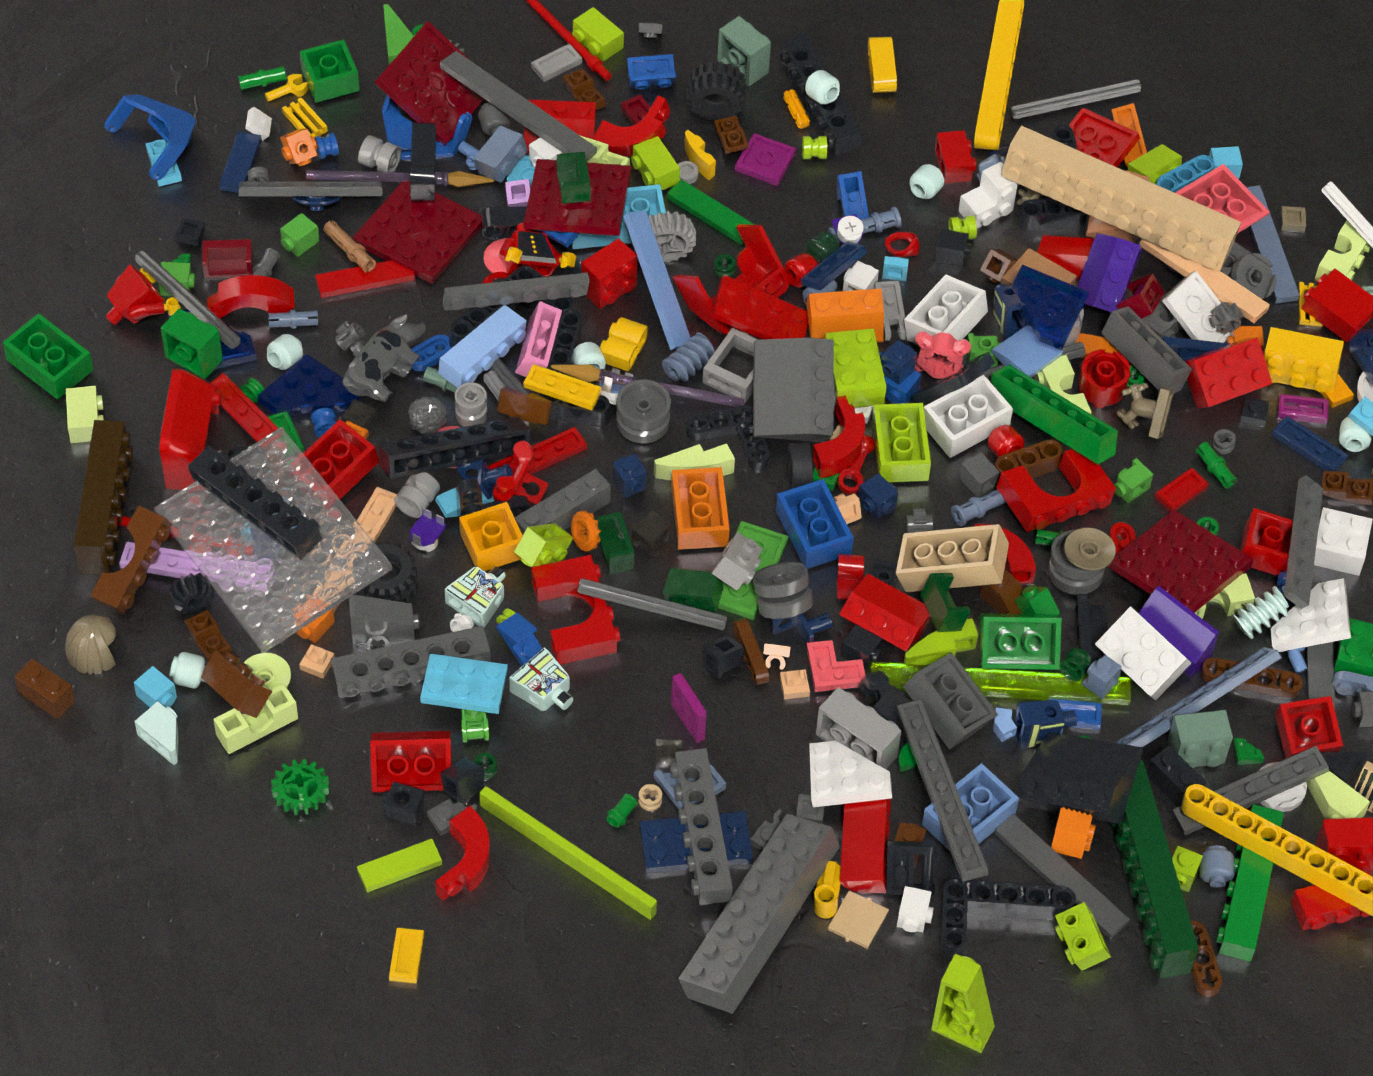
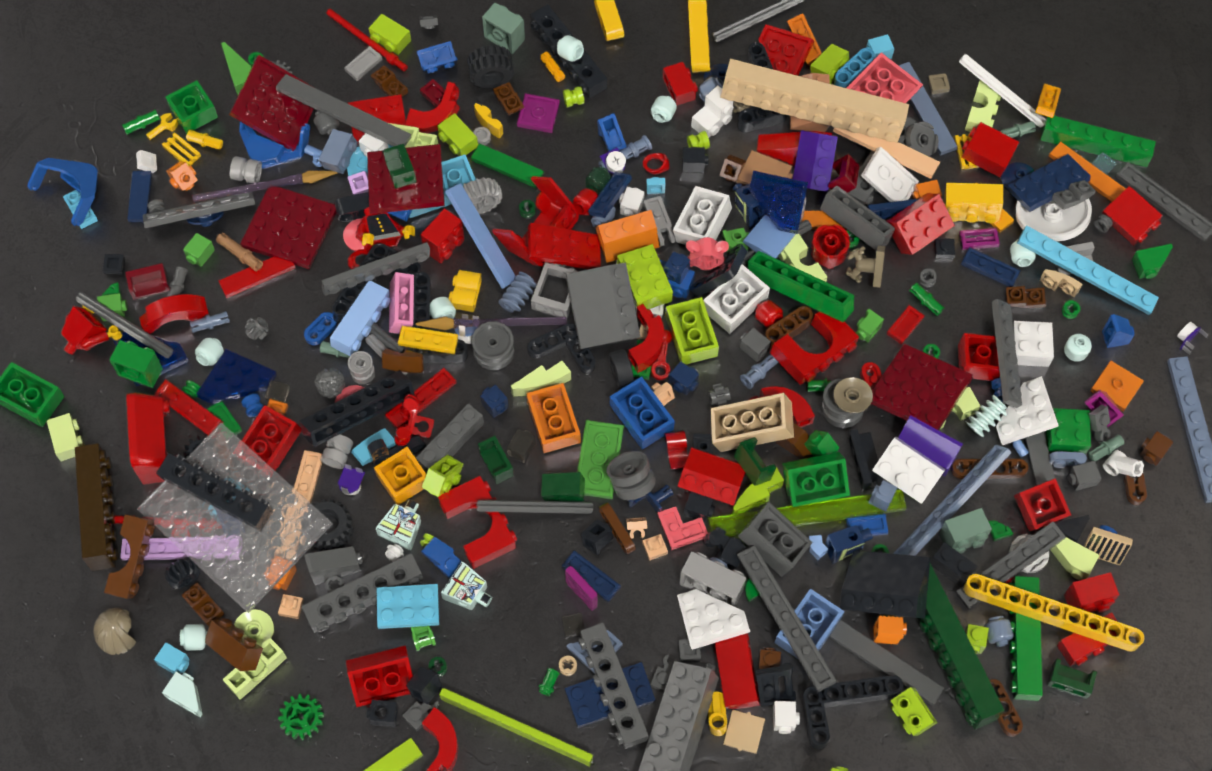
camera: 10 degrees left, 10 degrees up
(44, 688) = (86, 677): reddish brown brick -> none
(326, 145) = (203, 170): blue wheel -> none
(335, 112) = (204, 139): none -> yellow axle
(383, 353) = (284, 340): dark grey animal -> none
(423, 162) = (280, 171): black beam -> none
(486, 477) = (386, 426): dark blue bracket -> none
(580, 523) = (467, 449): orange gear -> none
(719, 715) = (599, 581): none -> dark blue tile
(738, 561) = (592, 459): light grey brick -> none
(1075, 664) = (861, 489): dark green wheel -> none
(1227, 317) = (910, 178): dark grey gear -> none
(1298, 944) = (1071, 680): none -> dark green panel

